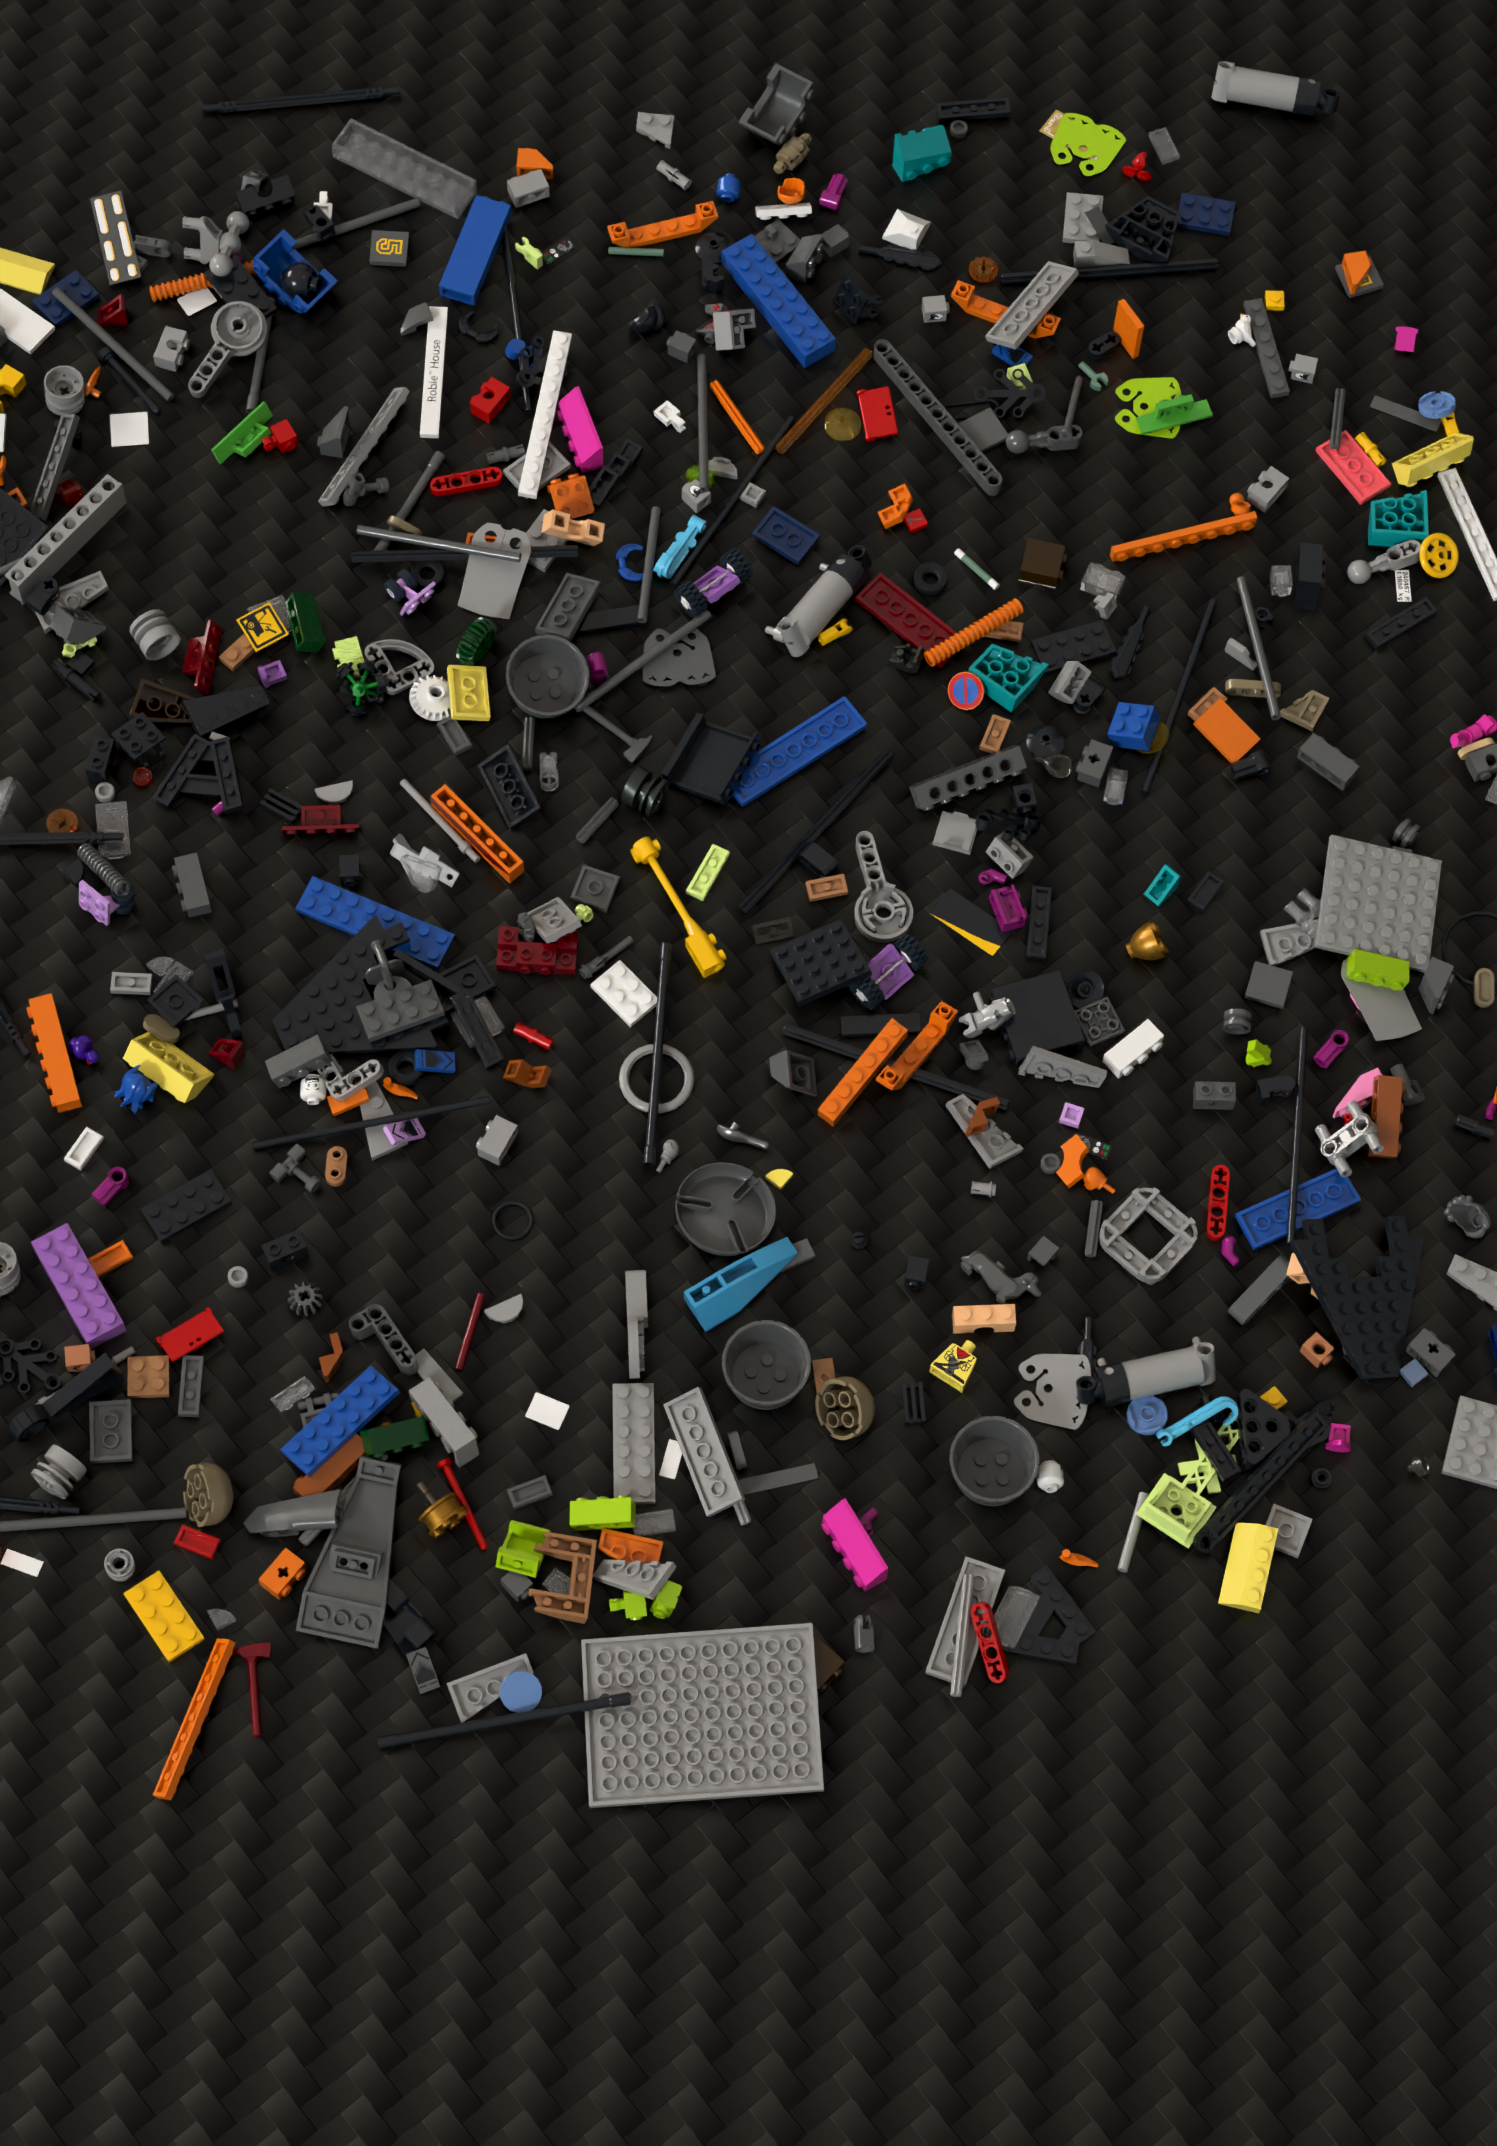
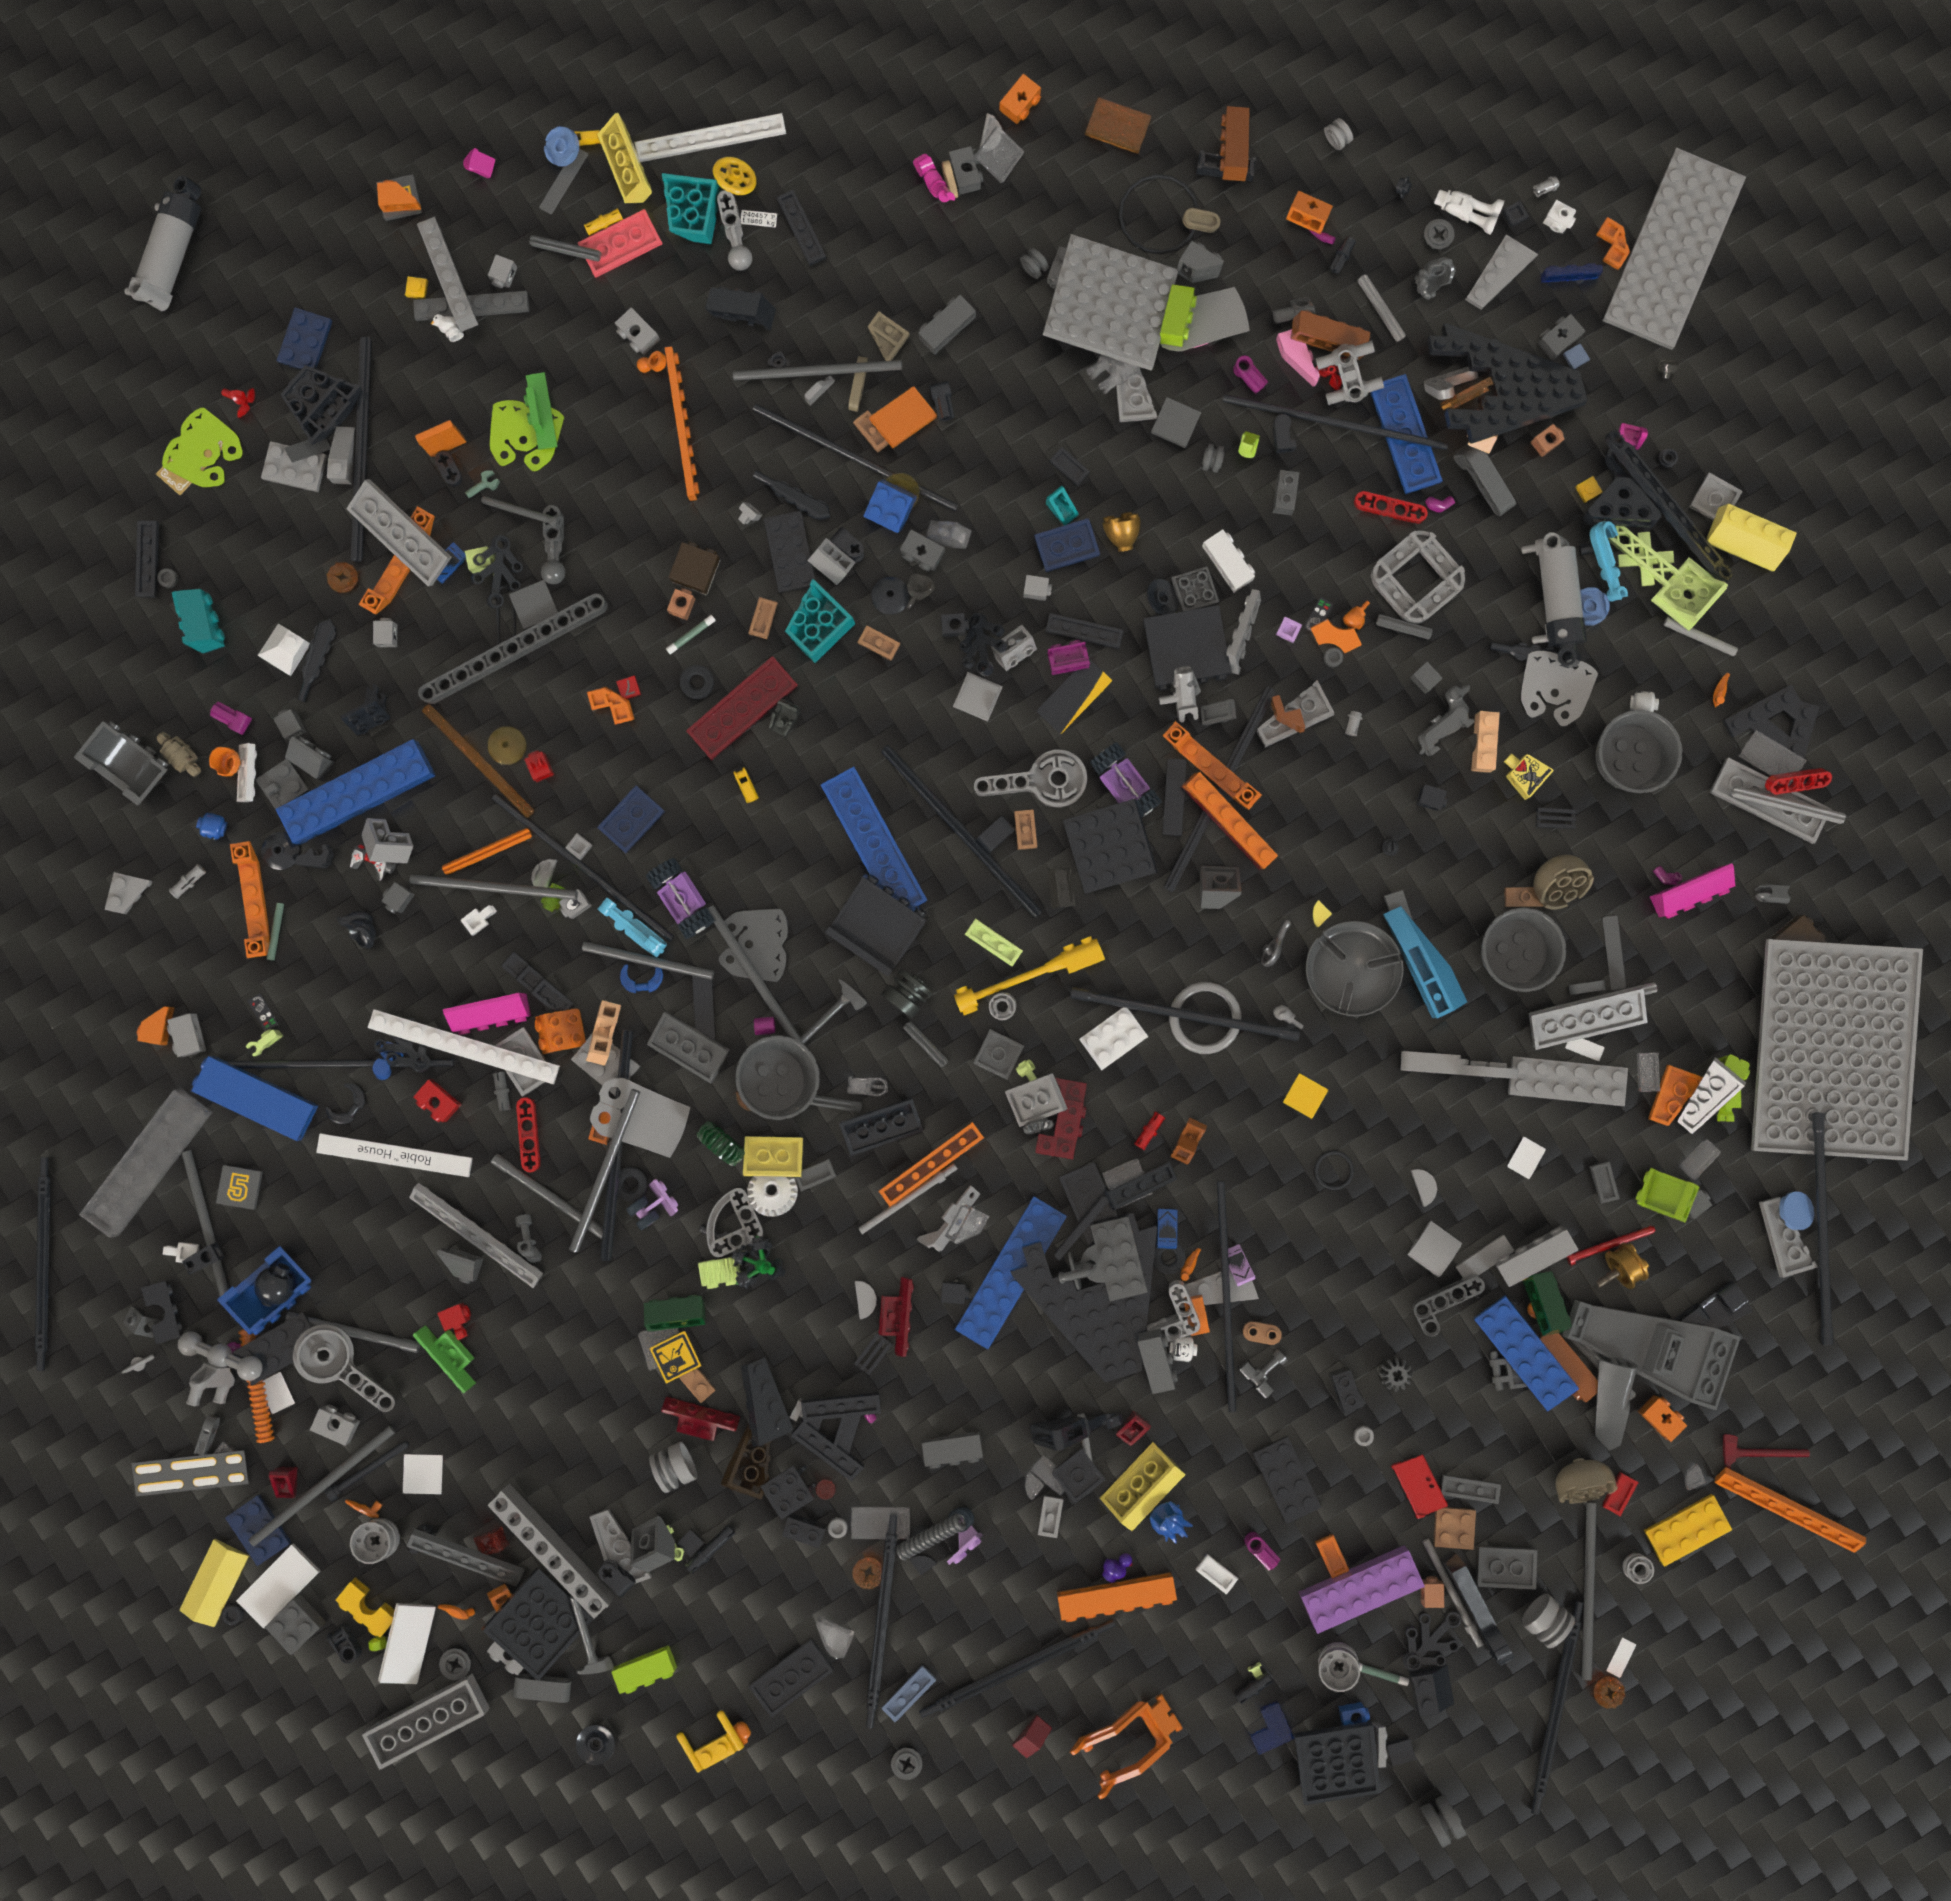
camera: 80 degrees left, 20 degrees up
(161, 1028) = (1102, 1492): dark tan tile -> none
(214, 185) = (138, 1363): none -> light grey piece
(272, 673) = (725, 1351): medium lavender tile -> none
(293, 1393) = (1489, 1394): clear plate -> none
(331, 1362) = (1463, 1358): dark orange slope -> none
(402, 526) = (578, 1203): dark tan tile -> none
(416, 316) = (328, 1167): dark grey slope -> none
(423, 1670) = (1766, 1297): dark grey tile -> none
(440, 1324) = (1434, 1249): none -> light grey slope
(469, 1332) = (1442, 1222): dark red piece -> none
(497, 1140) = (1255, 1177): light grey brick -> none
(581, 1553) = (1725, 1152): medium nougat wedge -> none
(587, 1185) = (1305, 1096): none -> yellow sticker
(599, 961) = (1079, 1060): dark grey pin -> none
(602, 1513) = (1639, 1118): lime brick -> none
(644, 892) = (1006, 997): none -> light grey wheel
(822, 601) = (714, 791): light grey piece -> none
(826, 450) = (538, 766): none -> red brick
(876, 418) = (502, 709): red door -> none
(921, 790) = (912, 650): dark grey brick -> none
(966, 690) = (829, 664): piece -> none
(973, 632) = (769, 647): orange piece -> none
(992, 875) = (1029, 668): magenta arm -> none
(1004, 548) = (681, 612): none -> nougat brick
(1074, 871) = (1037, 588): none -> light grey brick
(1101, 580) = (722, 512): clear brick -> none
(1123, 896) = (1067, 545): none -> dark blue plate
(1163, 145) = (215, 369): clear tile -> none
(1215, 1450) = (1639, 548): black tile -> none
(1281, 580) = (742, 336): clear brick -> none
(1290, 320) = (447, 274): none -> light grey brick
(1344, 1248) = (1467, 395): none -> clear orange plate
(1351, 1227) = (1443, 385): none -> light grey beam
(1428, 1171) = (1381, 308): none -> light grey axle

